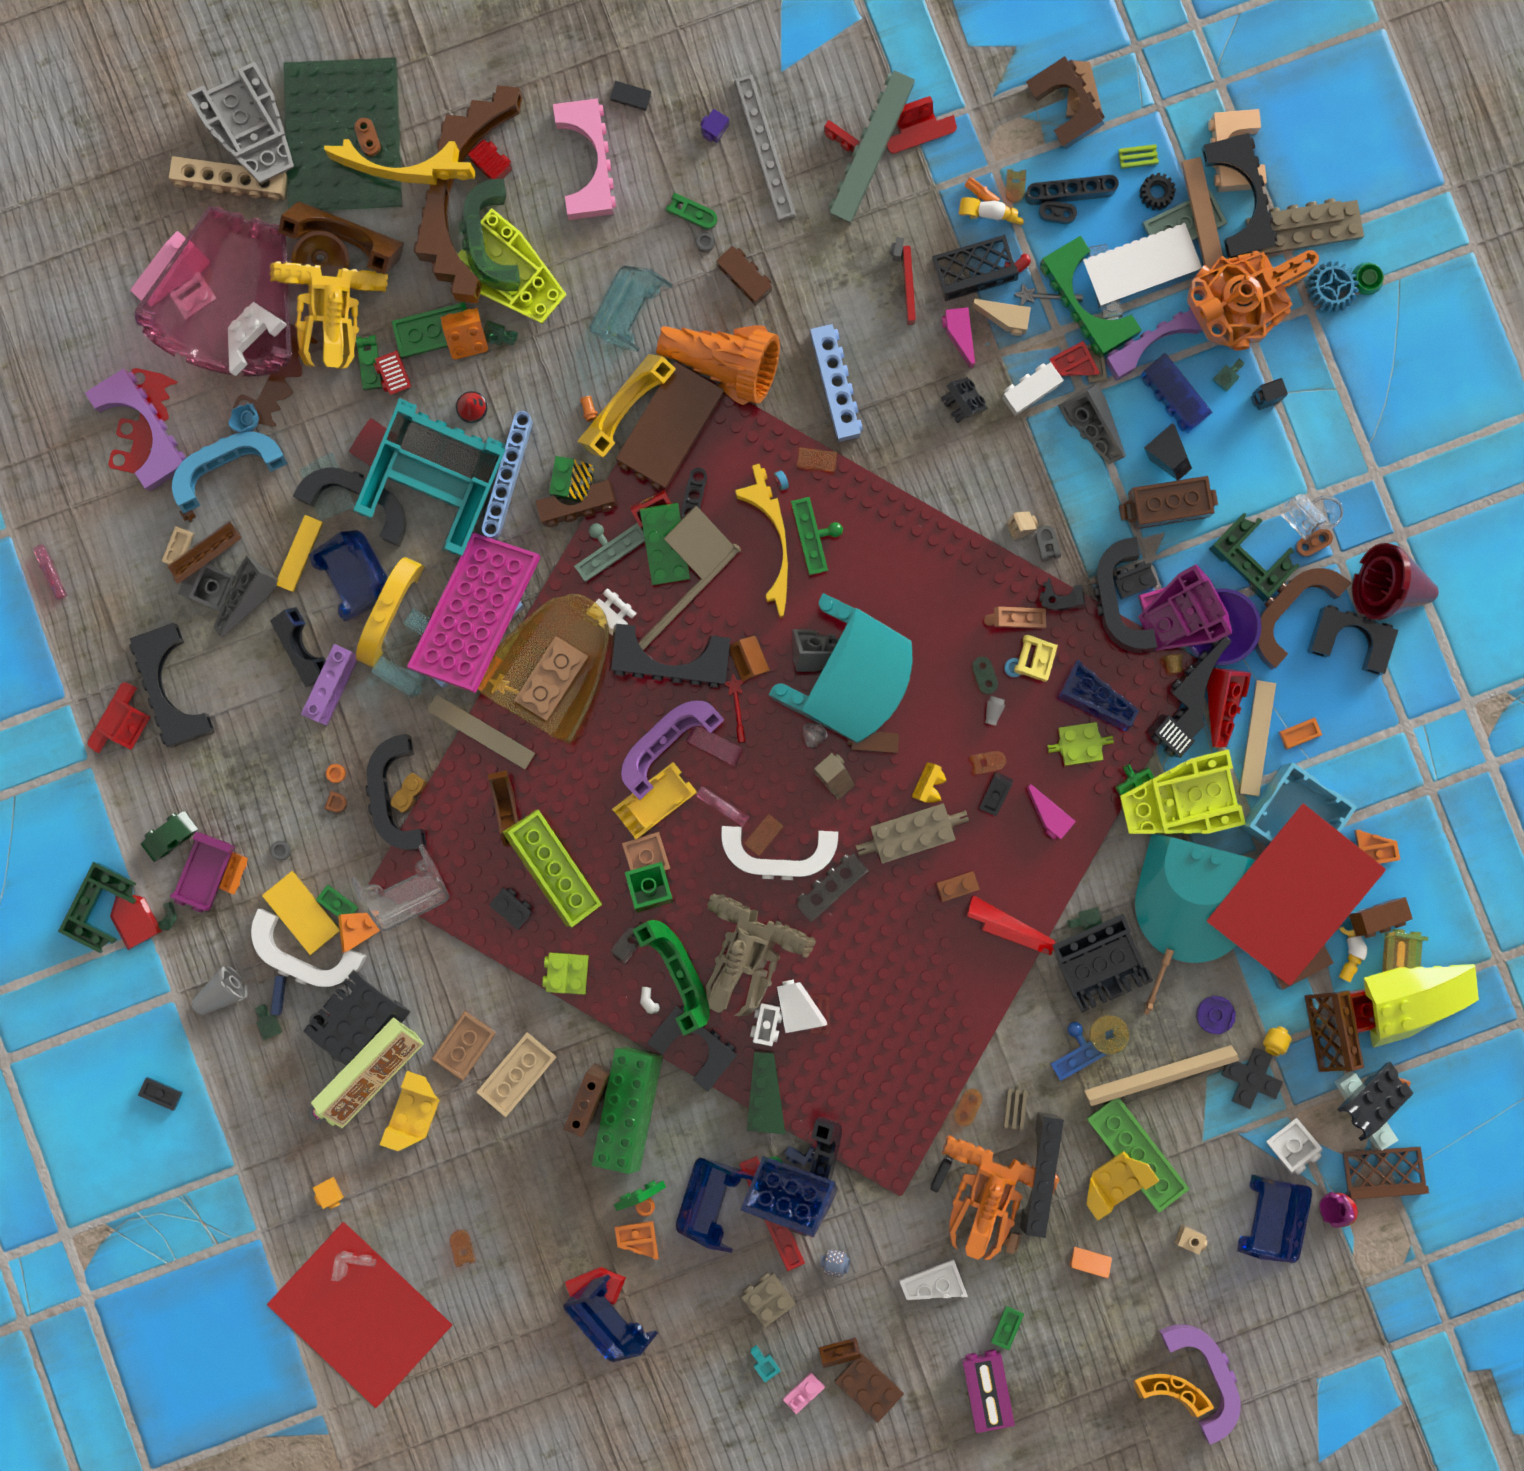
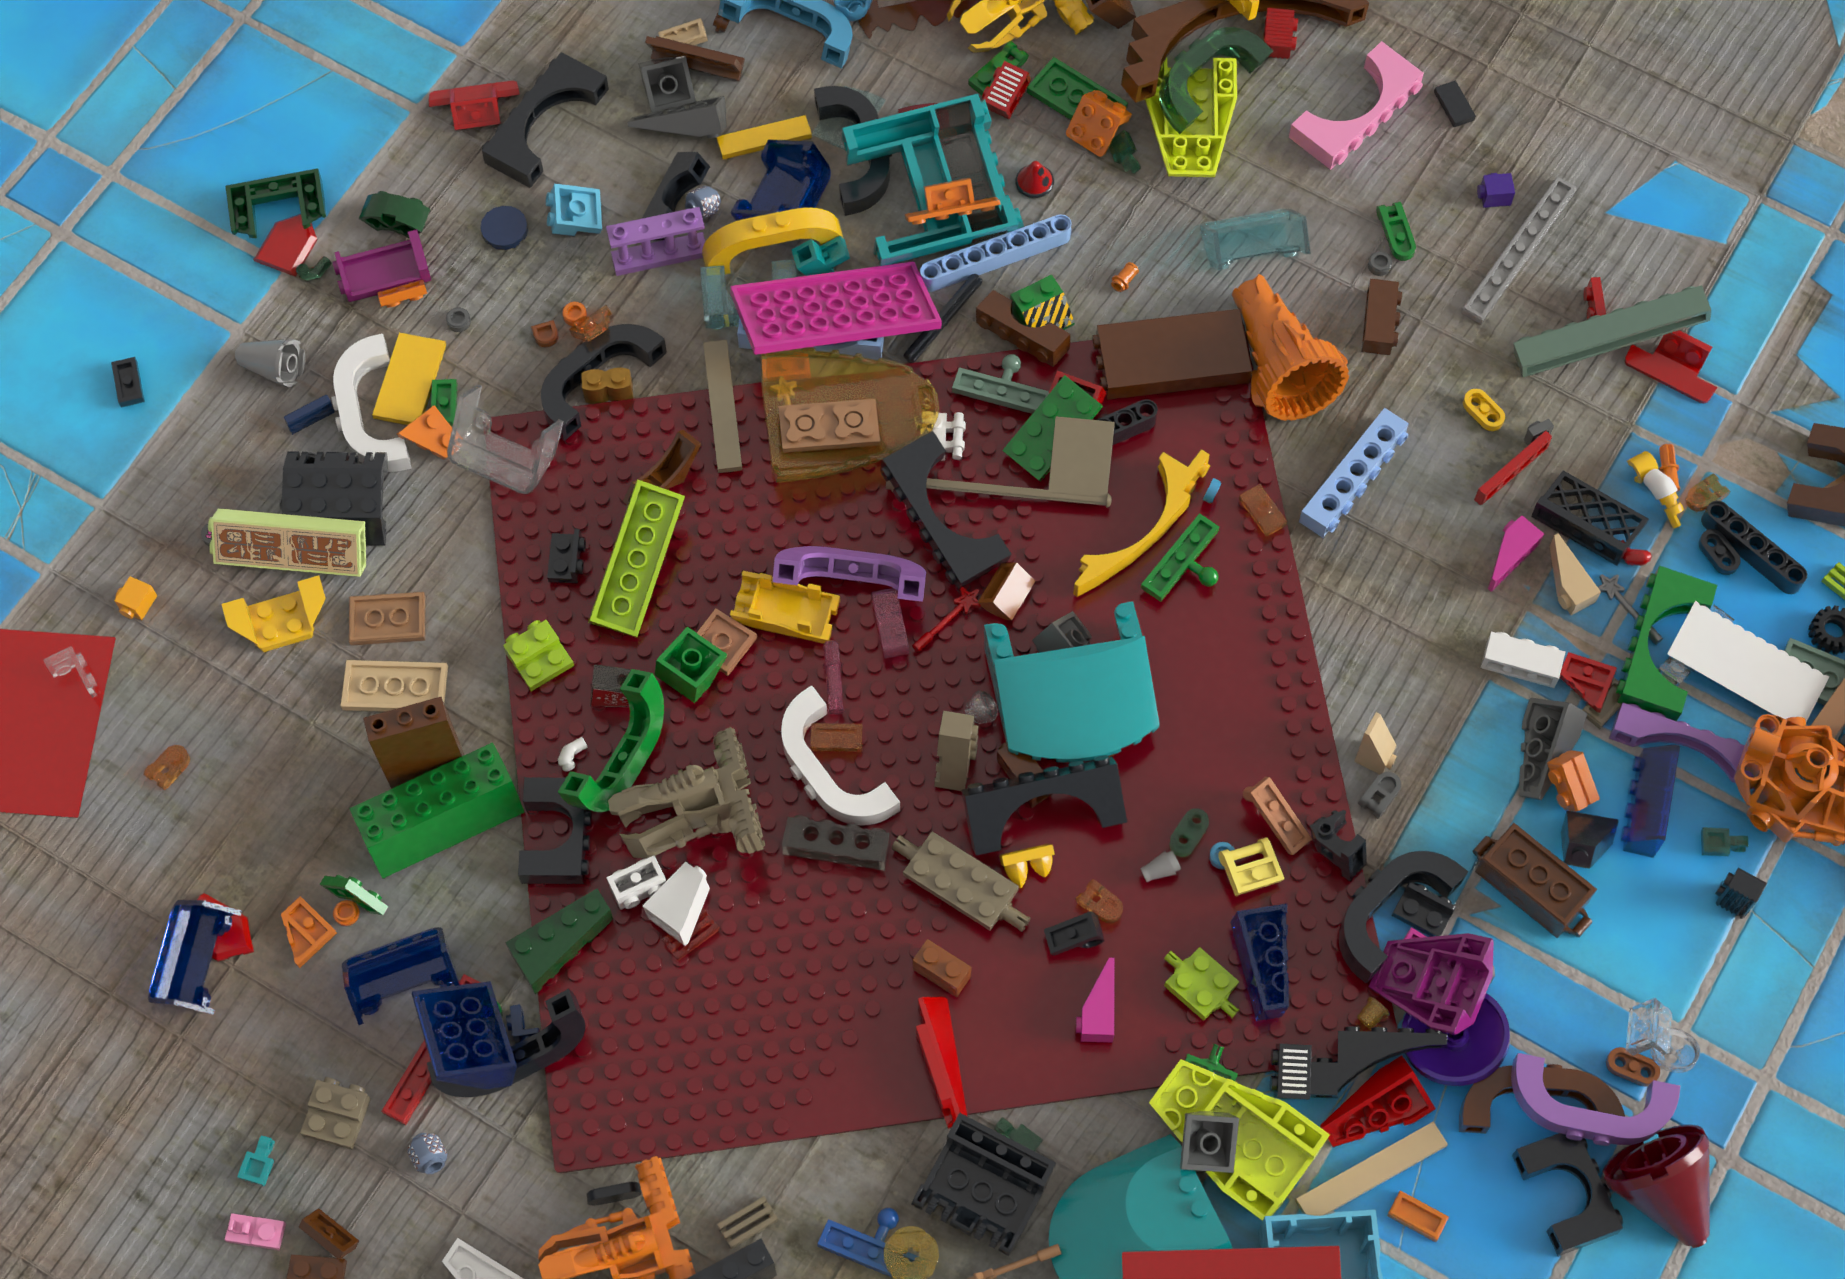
camera: 55 degrees right, 20 degrees down
(233, 771) = (504, 227): none -> dark blue tile
(259, 718) = (574, 210): none -> medium azure plate
(268, 1025) = (272, 428): clear green plate -> none
(320, 632) = (705, 198): none -> sand blue head
(357, 770) = (592, 326): none -> clear orange wing
(423, 588) = (817, 259): none -> teal brick
(454, 477) = (949, 199): none -> orange bracket
(524, 538) = (946, 315): none -> black axle
(599, 435) = (1194, 299): yellow arch -> none
(856, 266) = (1485, 410): none -> yellow plate
(886, 778) = (993, 803): none -> black arch
(966, 396) = (1453, 600): black plate -> none
(968, 1107) = (710, 1167): clear orange plate -> none
(1131, 429) = (1572, 781): none -> orange brick
(1182, 819) = (1209, 1141): none -> dark grey slope
(1263, 582) = (1543, 983): dark green wedge -> none
(1357, 564) = (1585, 1123): none -> medium lavender arch

